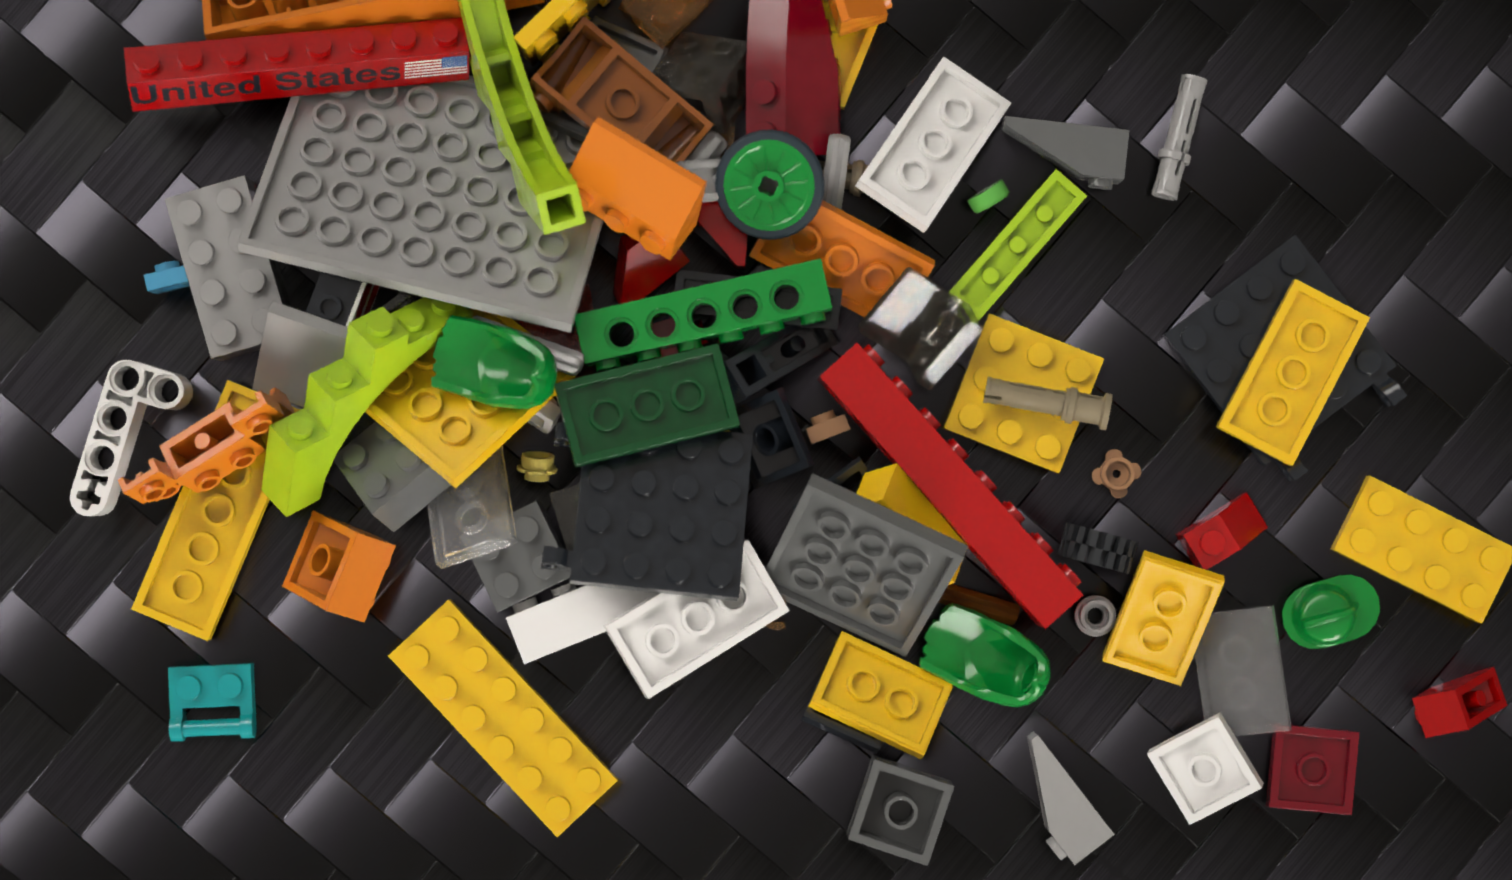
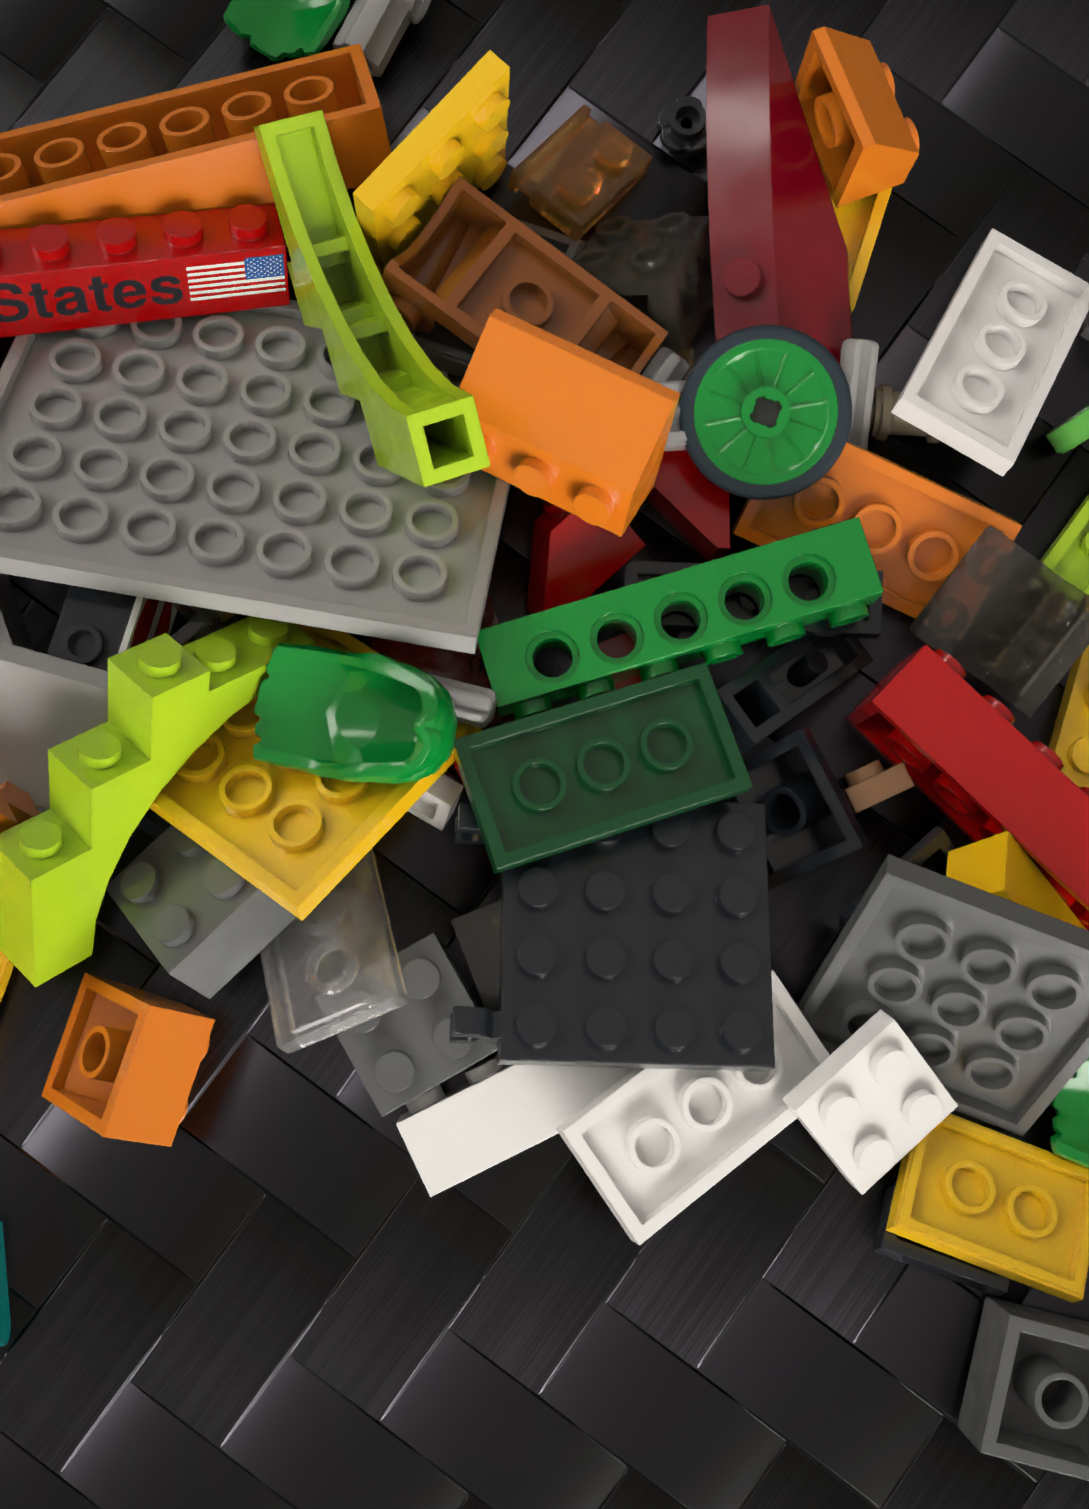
camera: 15 degrees left, 5 degrees down
(503, 717) = (403, 1283): yellow plate -> none
(537, 466) = (429, 878): light yellow plate -> none
(803, 625) = (870, 1101): none -> white plate

